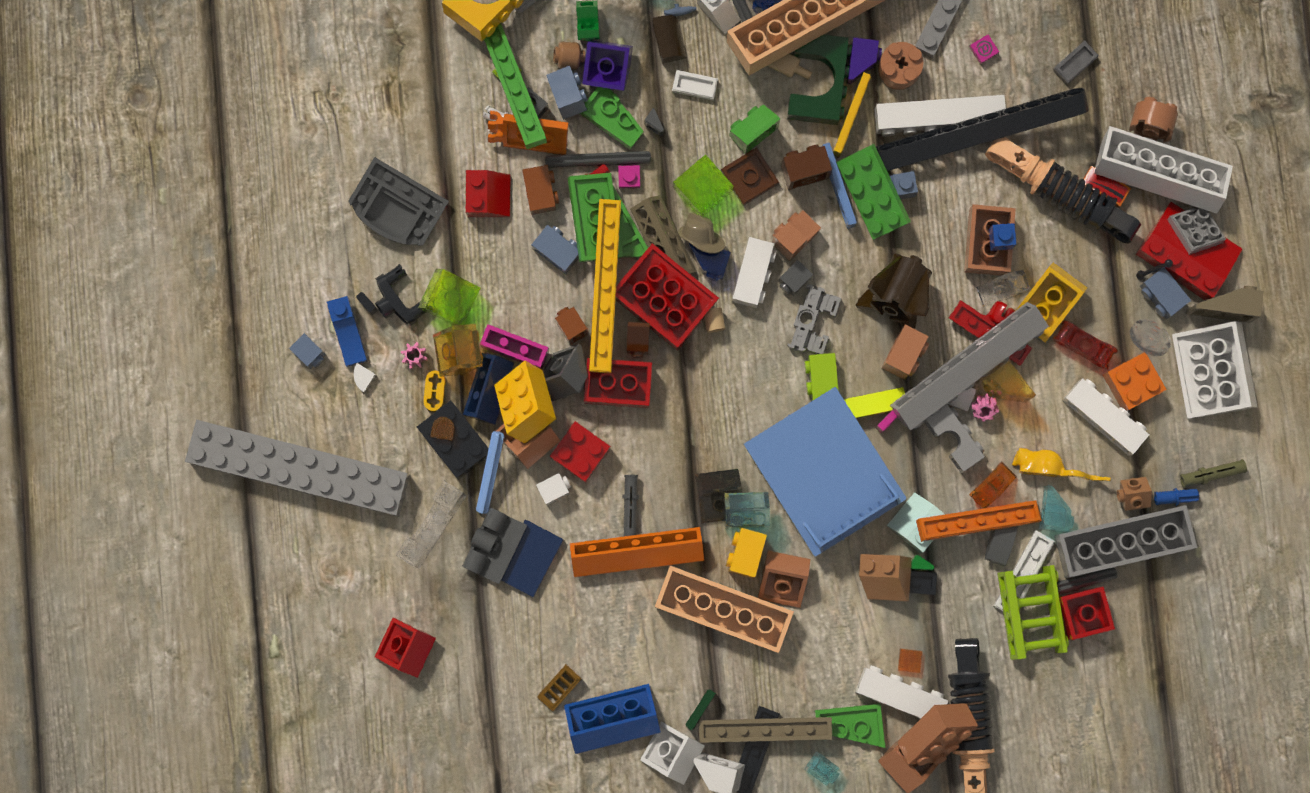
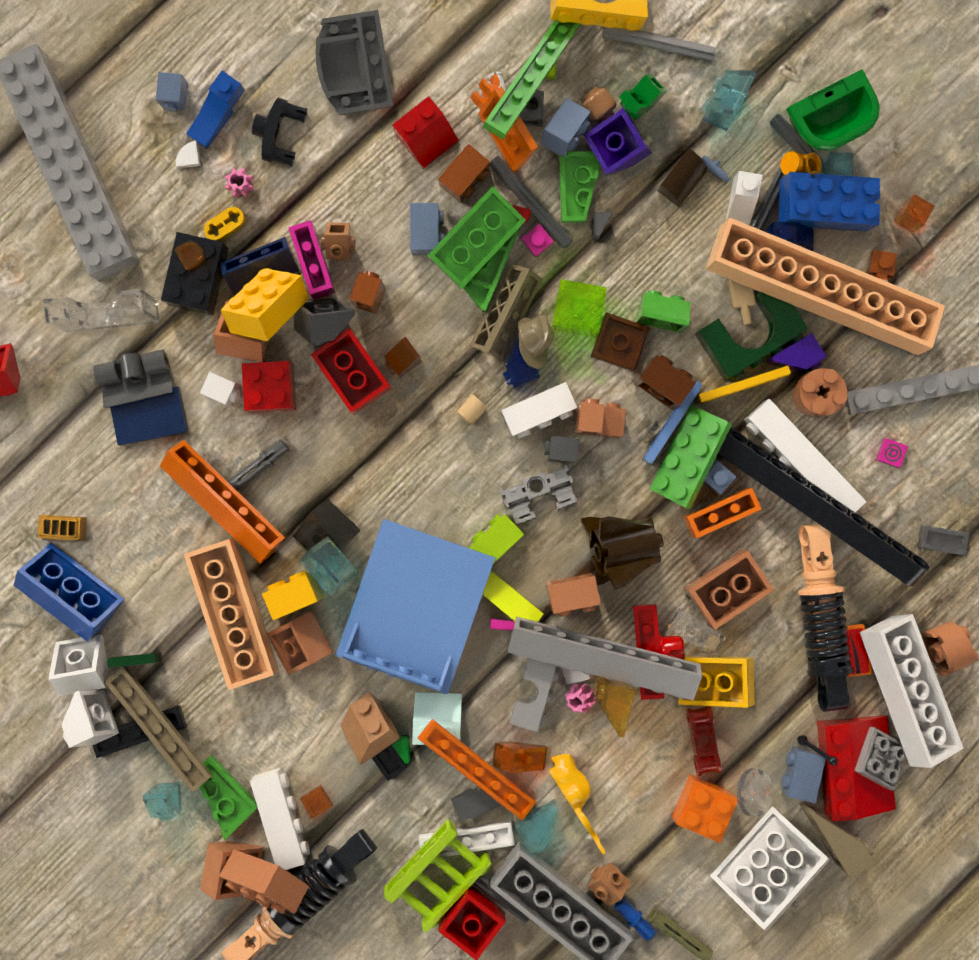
camera: 50 degrees right, 5 degrees up
(365, 301) = (251, 107): black tile -> none
(449, 297) = (309, 171): clear neon green brick -> none
(457, 350) = (270, 214): clear yellow brick -> none
(490, 472) = (188, 325): light blue axle -> none
(515, 317) = (338, 241): none -> medium nougat brick
(605, 286) = (422, 292): yellow tile -> none
(664, 296) = (456, 351): red slope -> none
(694, 85) = (661, 232): white tile -> none
(931, 202) = (722, 512): none -> orange brick
(1002, 237) = (739, 599): blue brick -> none
(1106, 417) = (655, 807): white brick -> none

